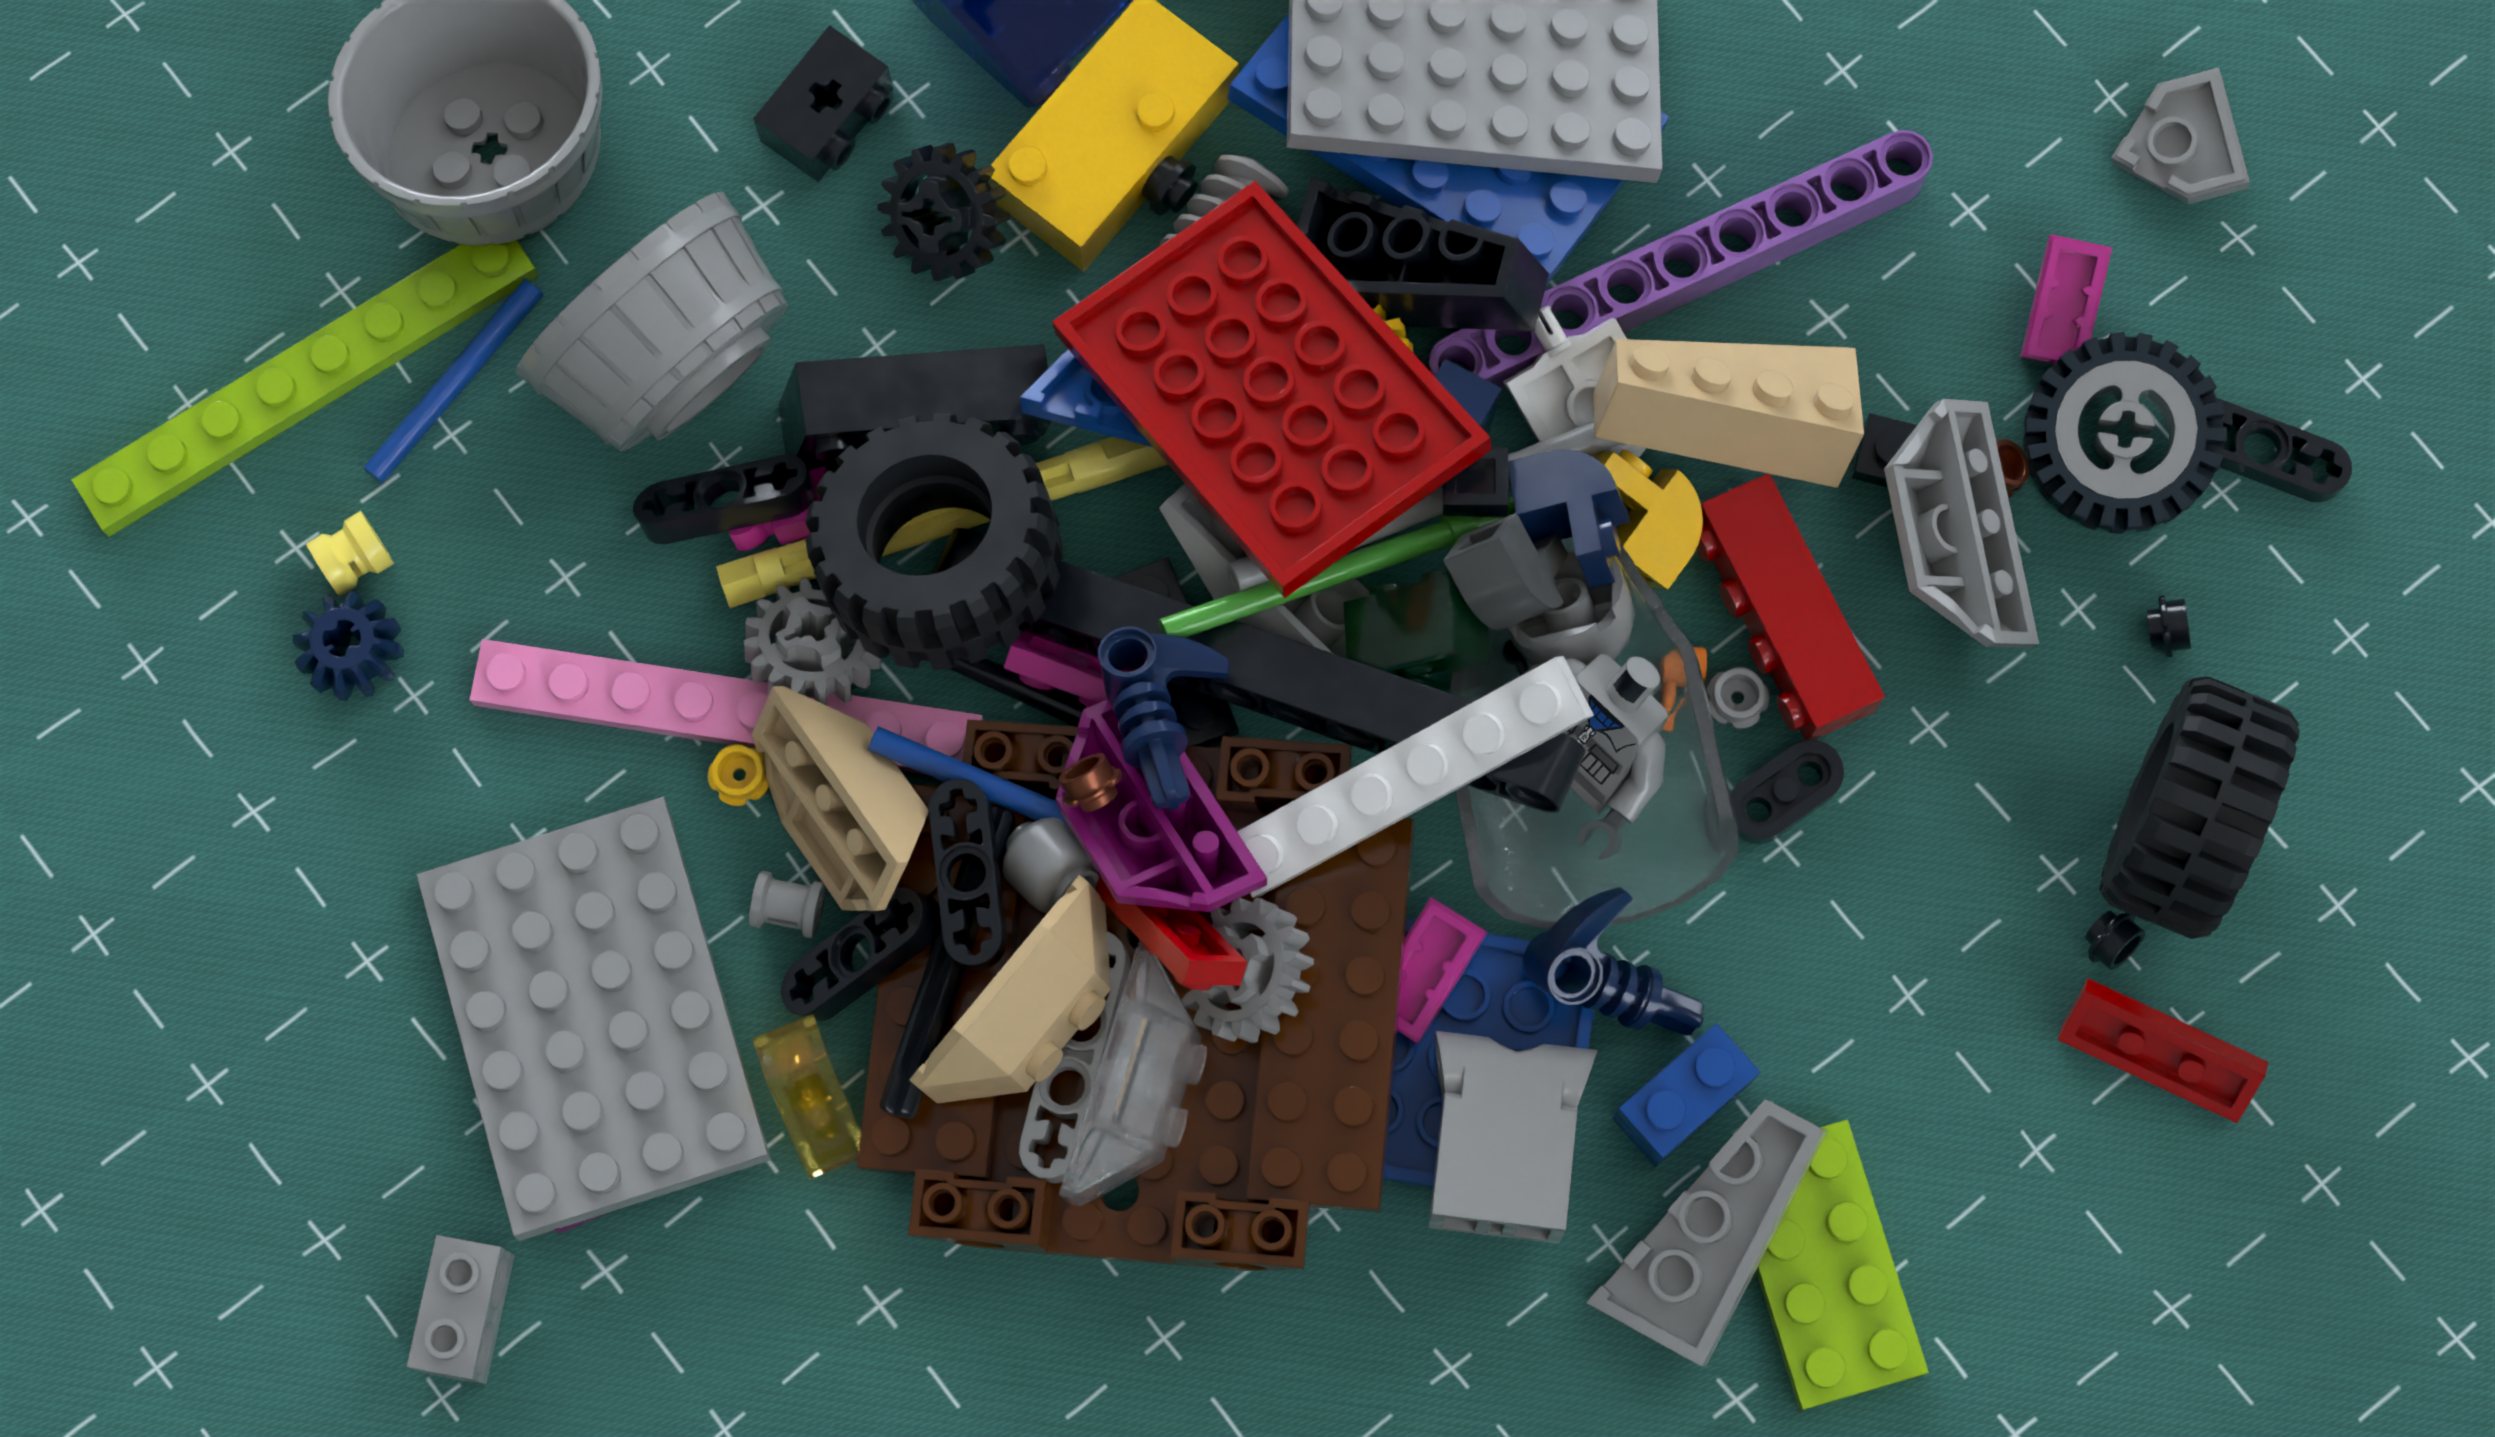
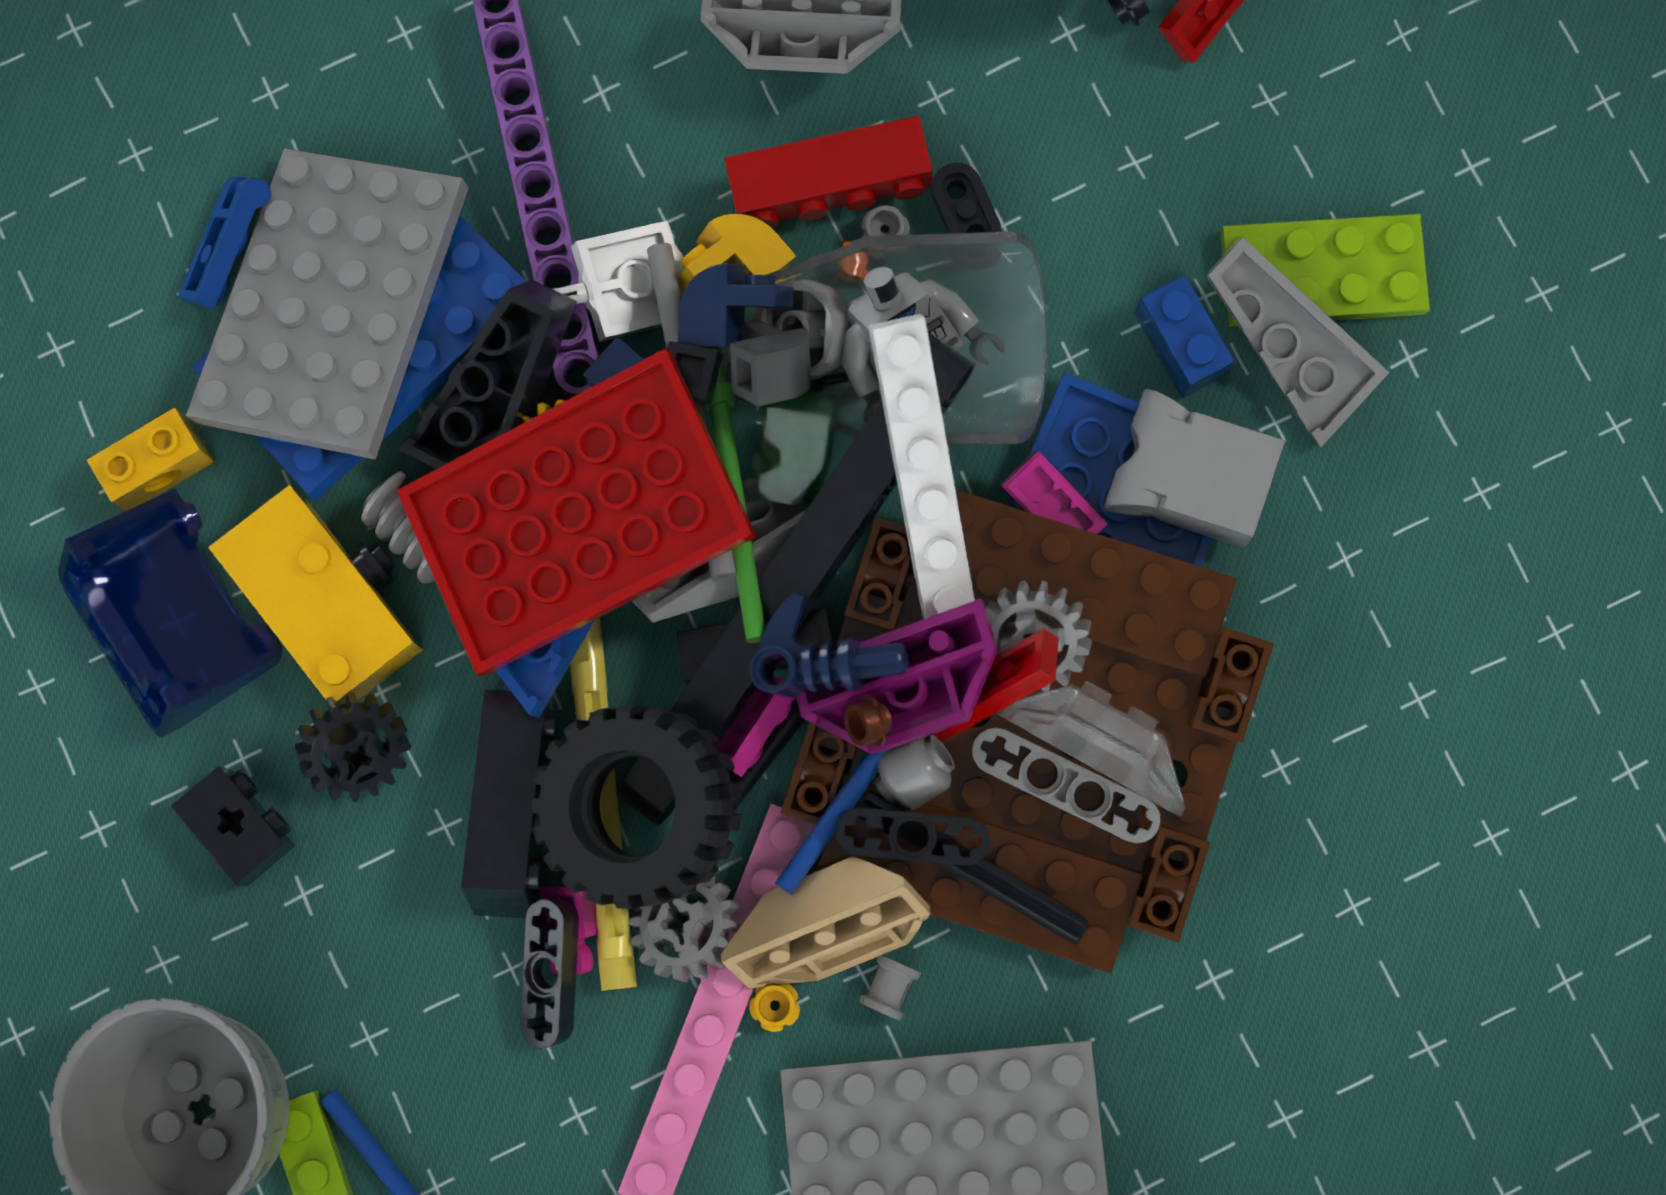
camera: 75 degrees left, 5 degrees up
(660, 328) = (409, 990): light grey piece -> none
(809, 1095) = (1044, 999): clear yellow slope -> none
(834, 955) = (941, 956): black beam -> none
(1028, 1008) = (1027, 808): tan wedge -> none
(1601, 980) = (1083, 390): dark blue piece -> none
(1735, 404) = (667, 166): tan wedge -> none
(1878, 446) = (718, 72): black plate -> none

